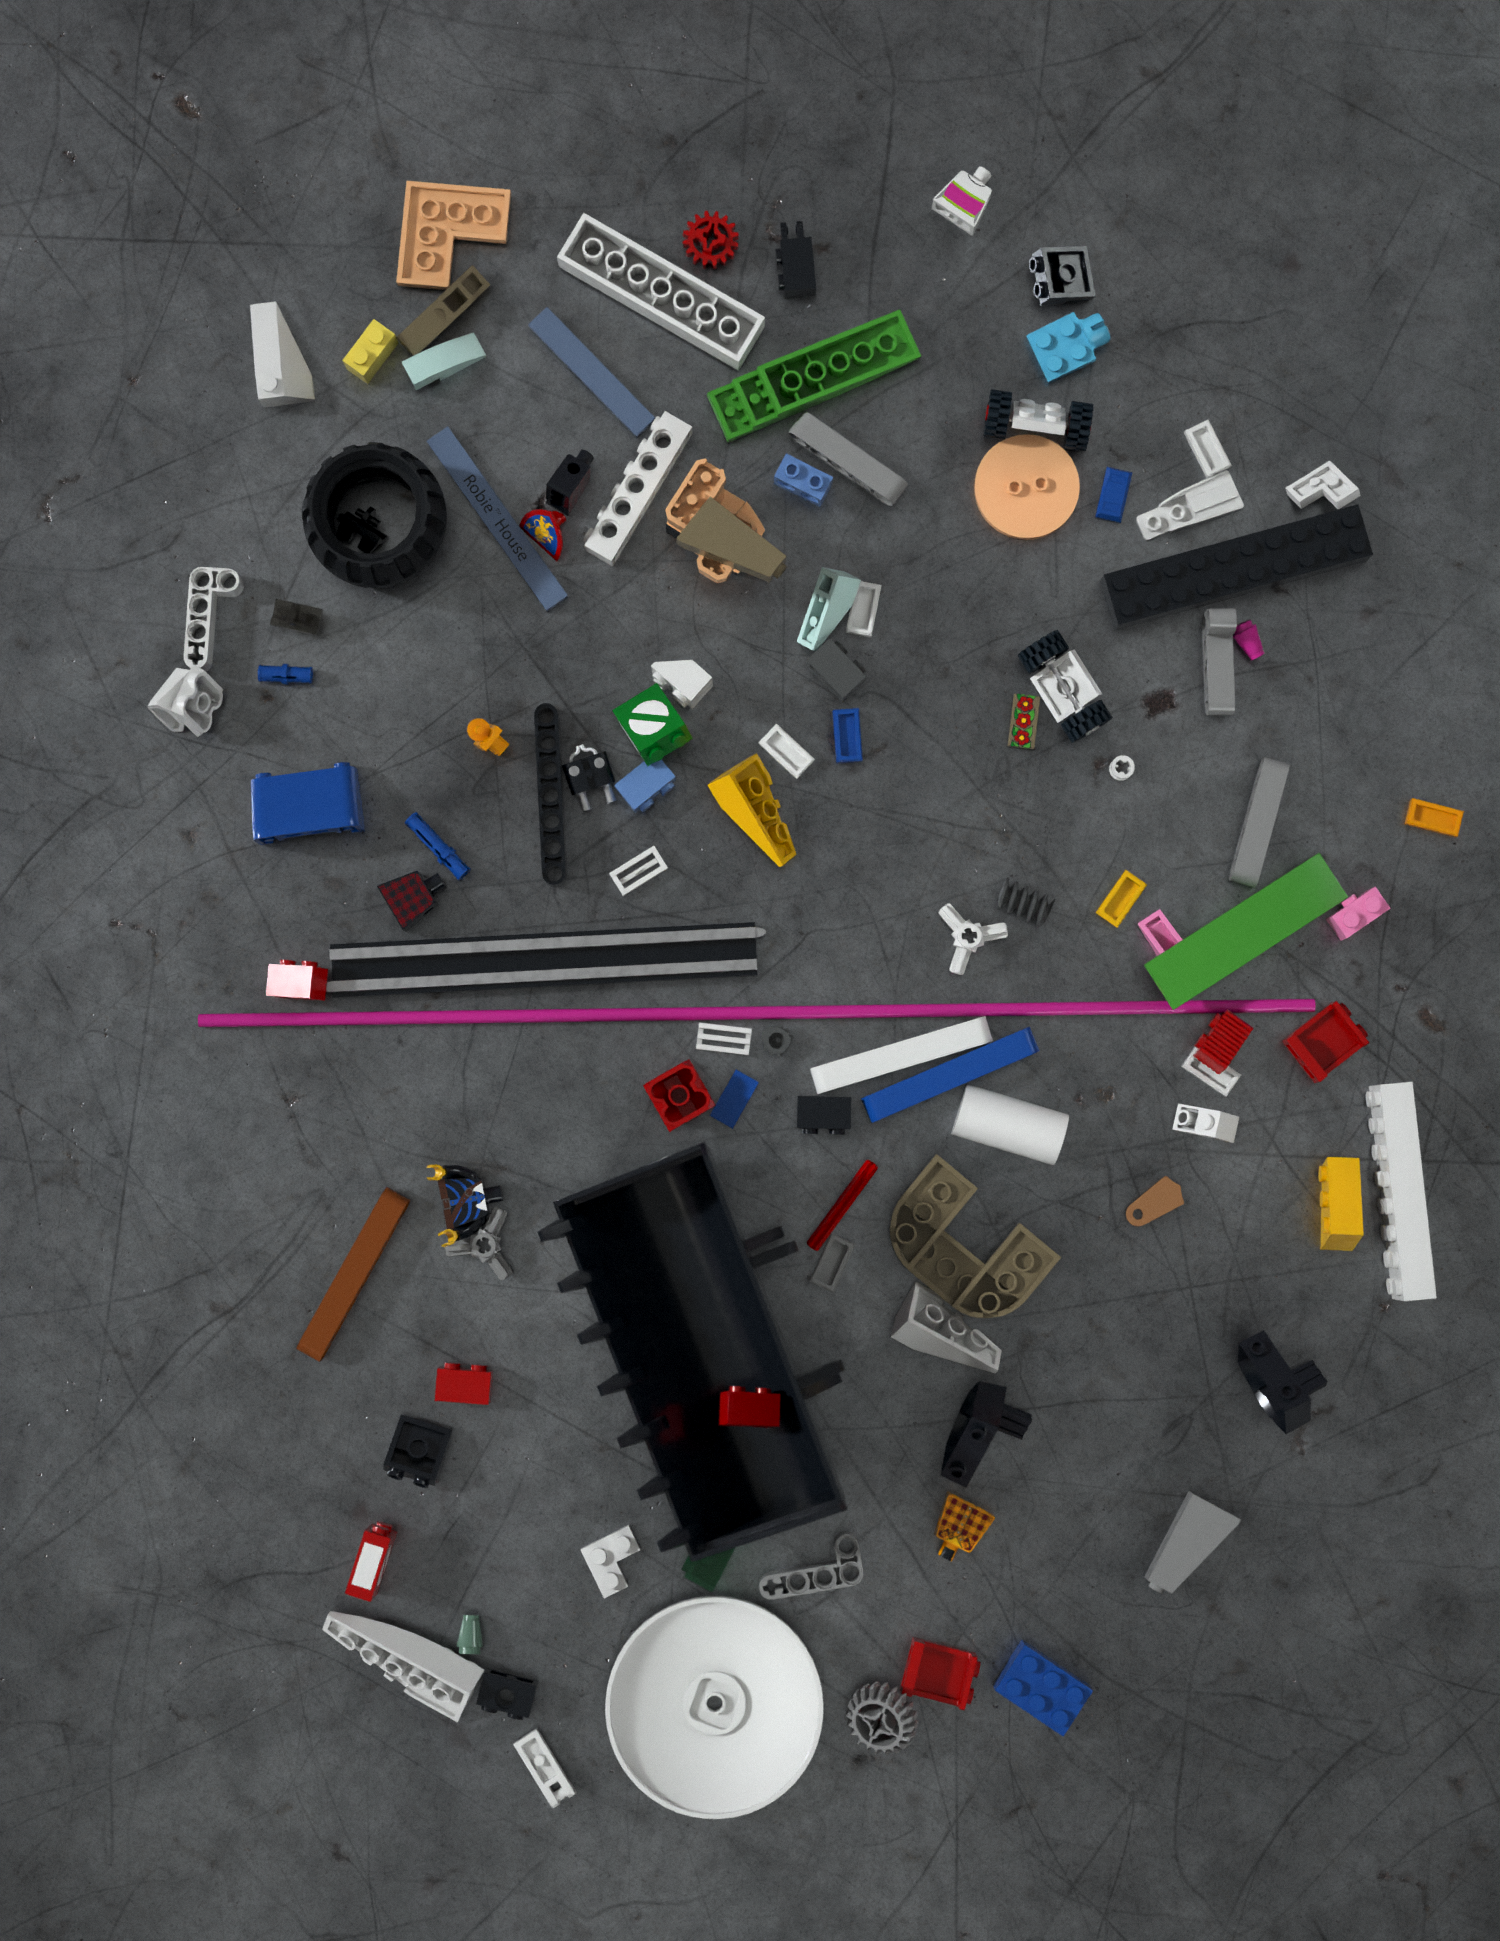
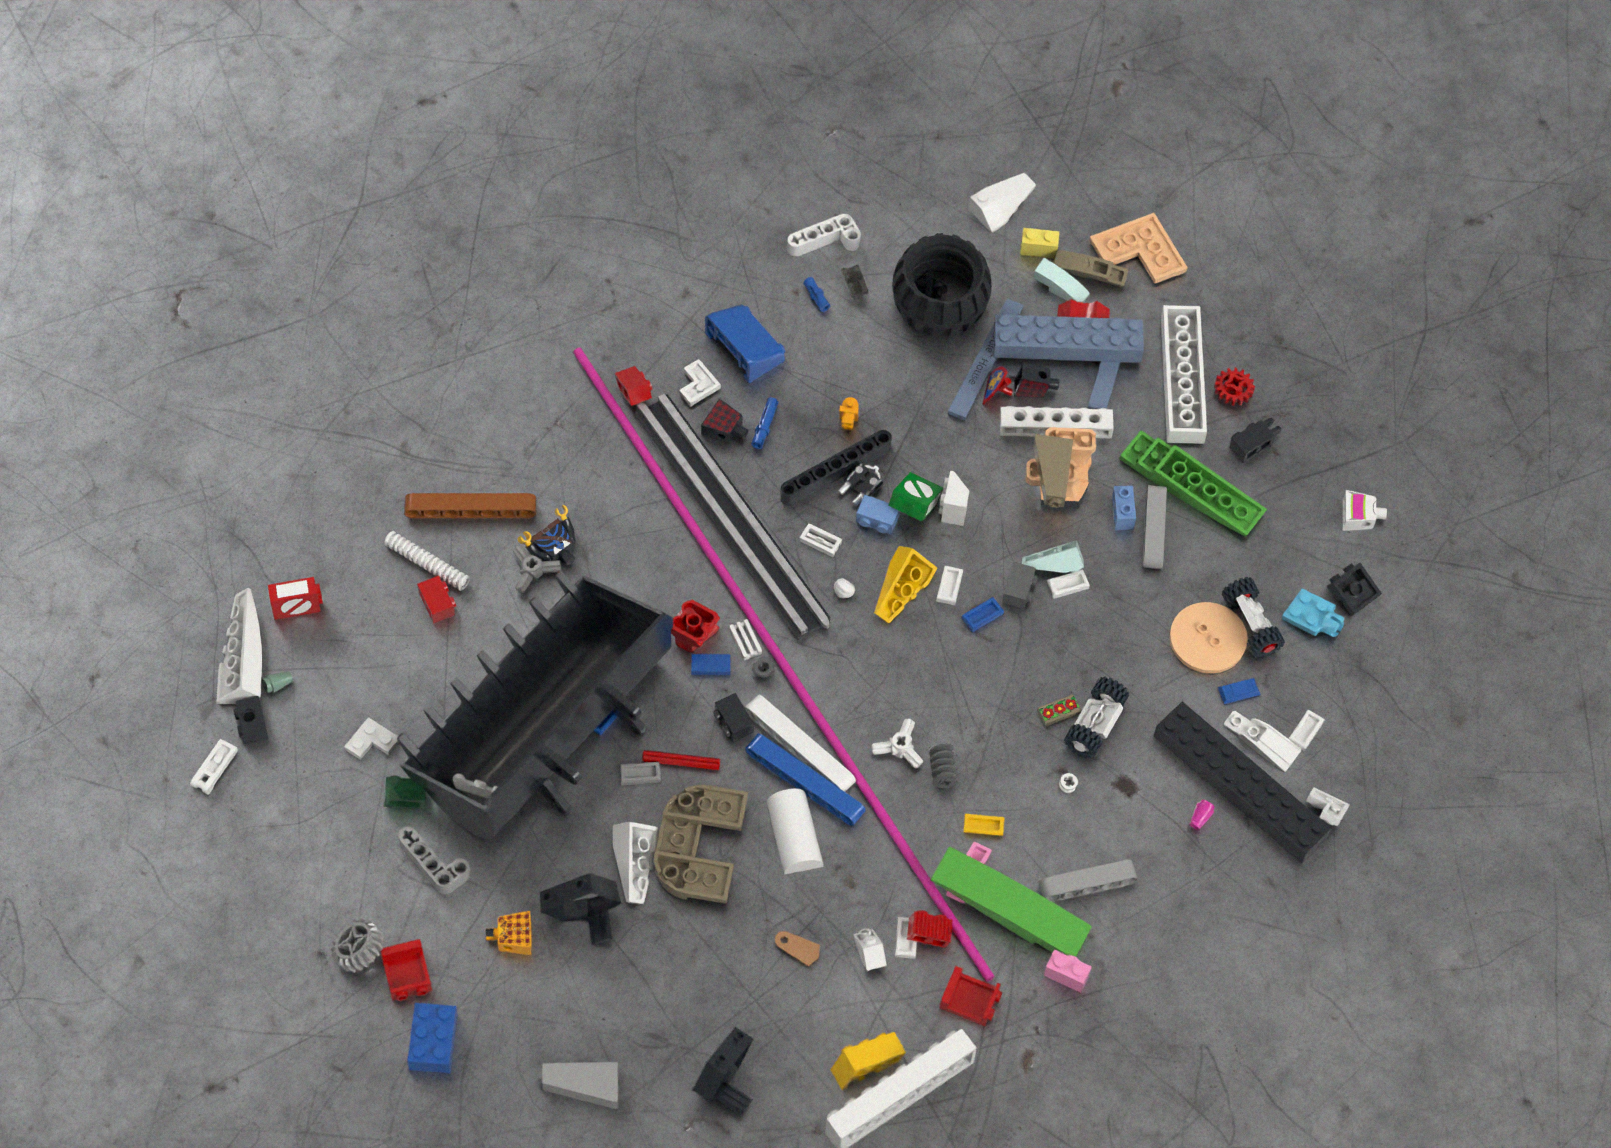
camera: 55 degrees right, 25 degrees down
(187, 700) = (766, 248): white piece -> none
(339, 890) = (702, 383): none -> white plate
(402, 1368) = (426, 560): none -> white piece
(417, 1451) = (378, 593): black plate -> none
(512, 353) = (1086, 310): none -> red brick
(533, 402) = (1068, 338): none -> sand blue brick
(702, 1757) = (305, 806): white dish -> none
(723, 882) = (844, 588): none -> white piece
(749, 1409) = (513, 751): red brick -> none
(768, 1476) = (477, 787): none -> white plate
(1218, 660) = (1176, 802): light grey beam -> none
(1434, 817) = (1163, 990): light orange tile -> none

